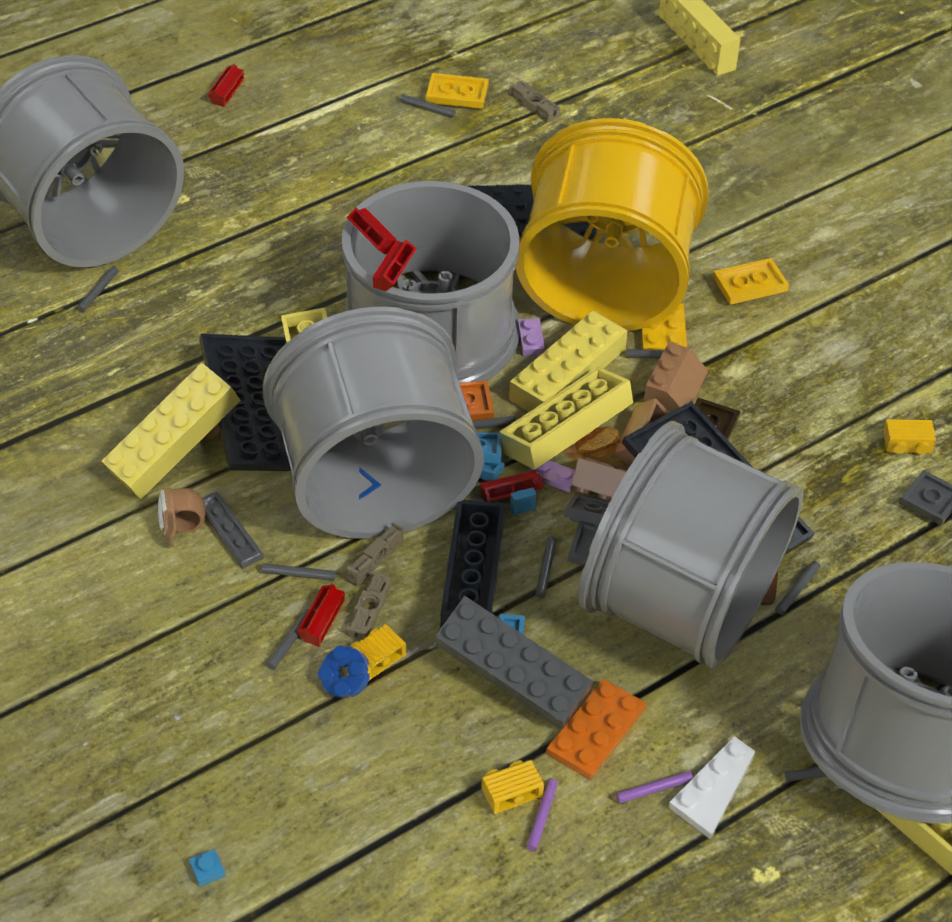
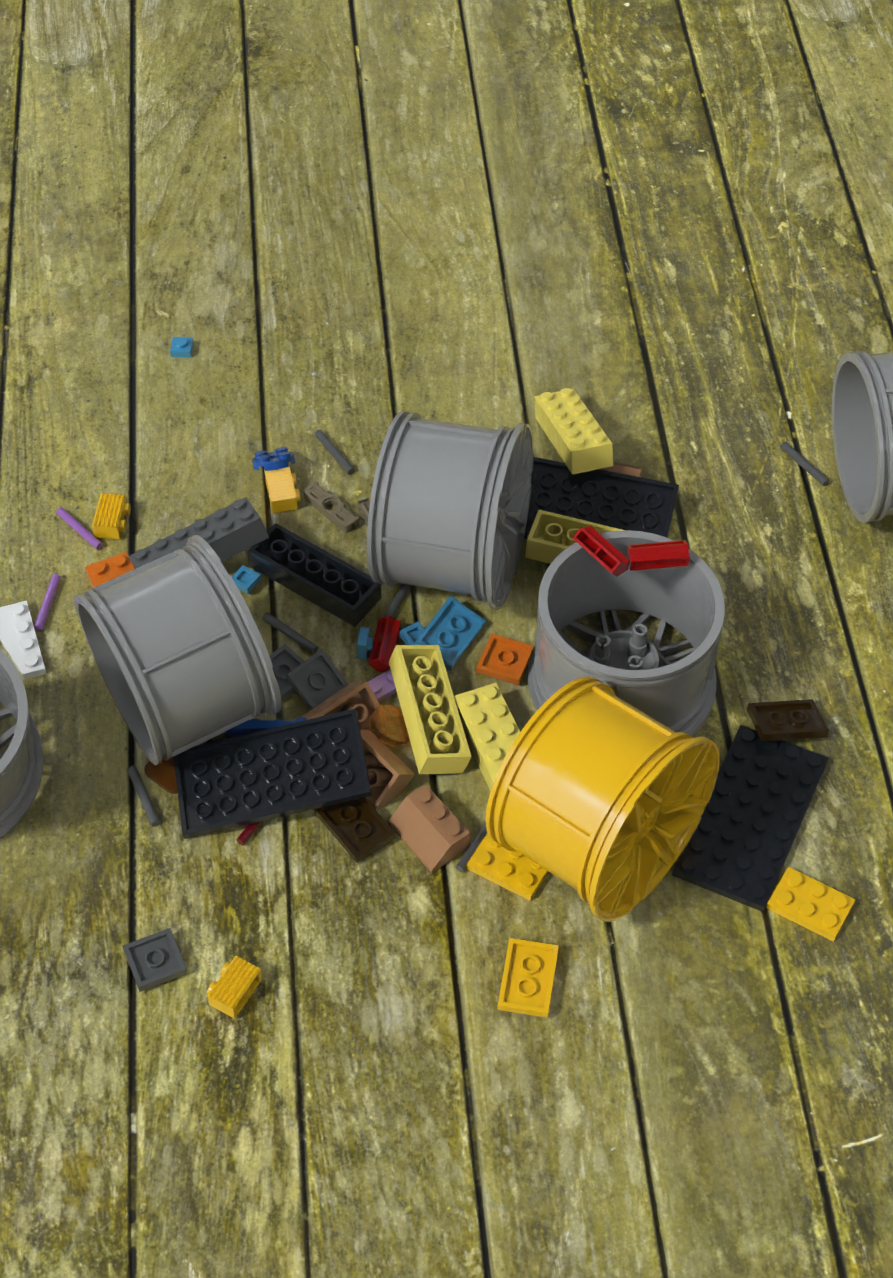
camera: 120 degrees right, 5 degrees up
(180, 511) = (494, 414): medium nougat piece -> none
(321, 614) = (341, 474): red piece -> none
(493, 422) = (471, 670): dark grey bar -> none

